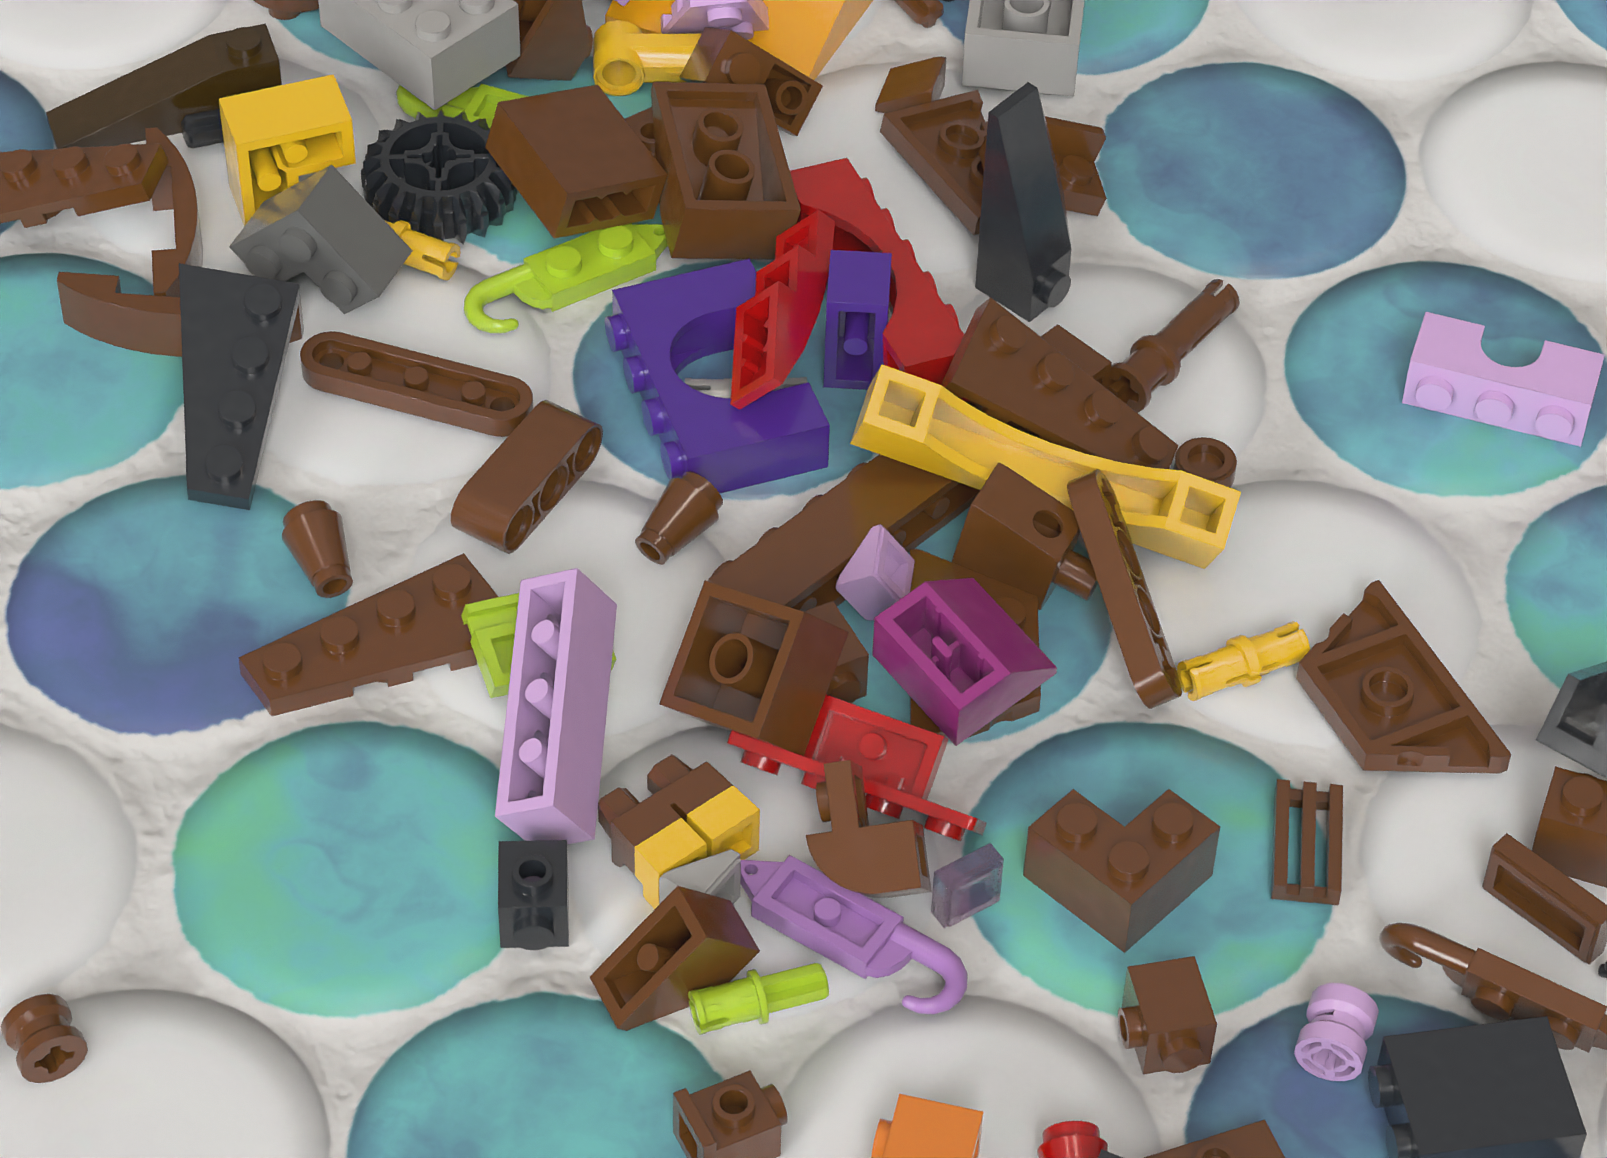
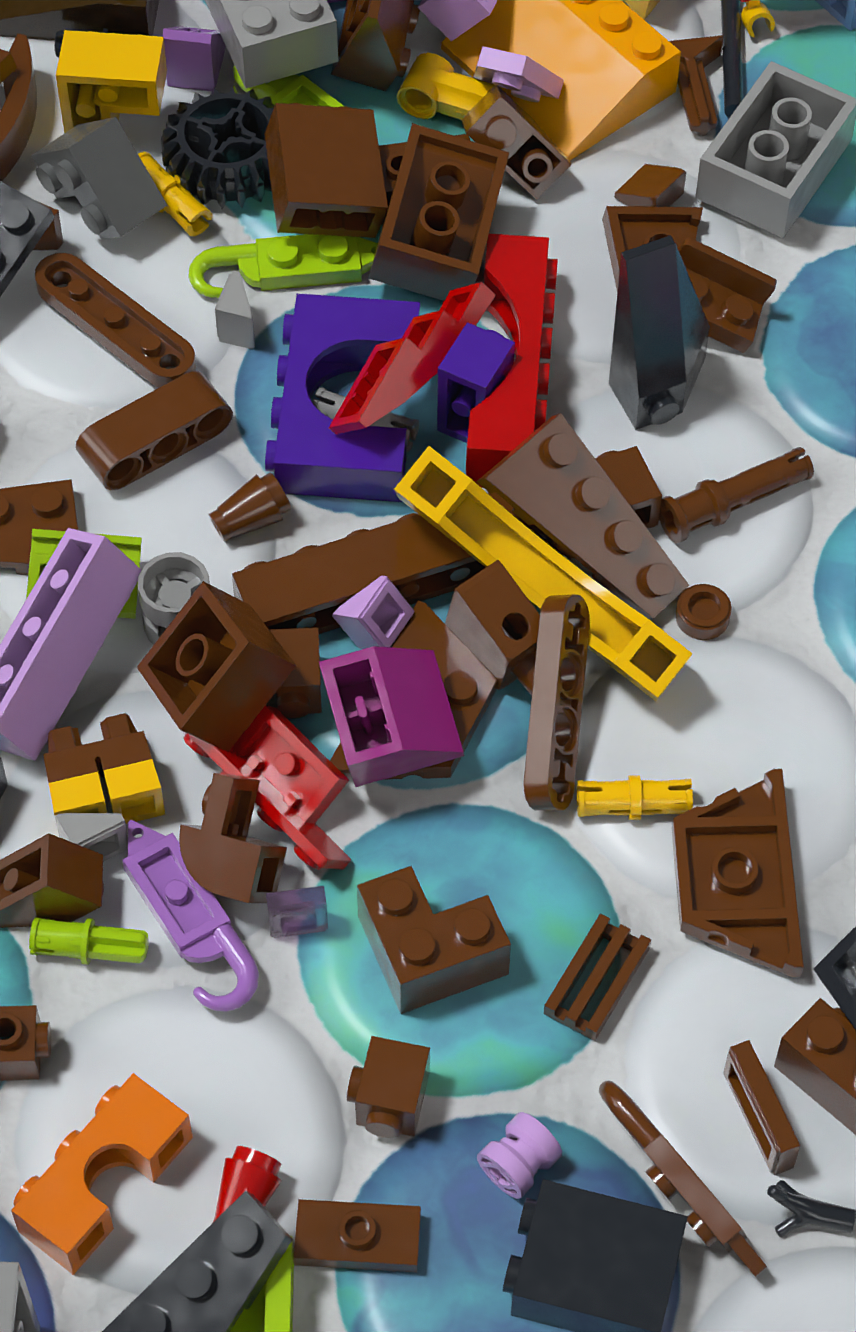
camera: 25 degrees right, 10 degrees up
(362, 96) = (193, 57): none -> medium lavender slope
(551, 336) = (234, 314): none -> light grey slope
(652, 624) = (166, 587): none -> light grey wheel

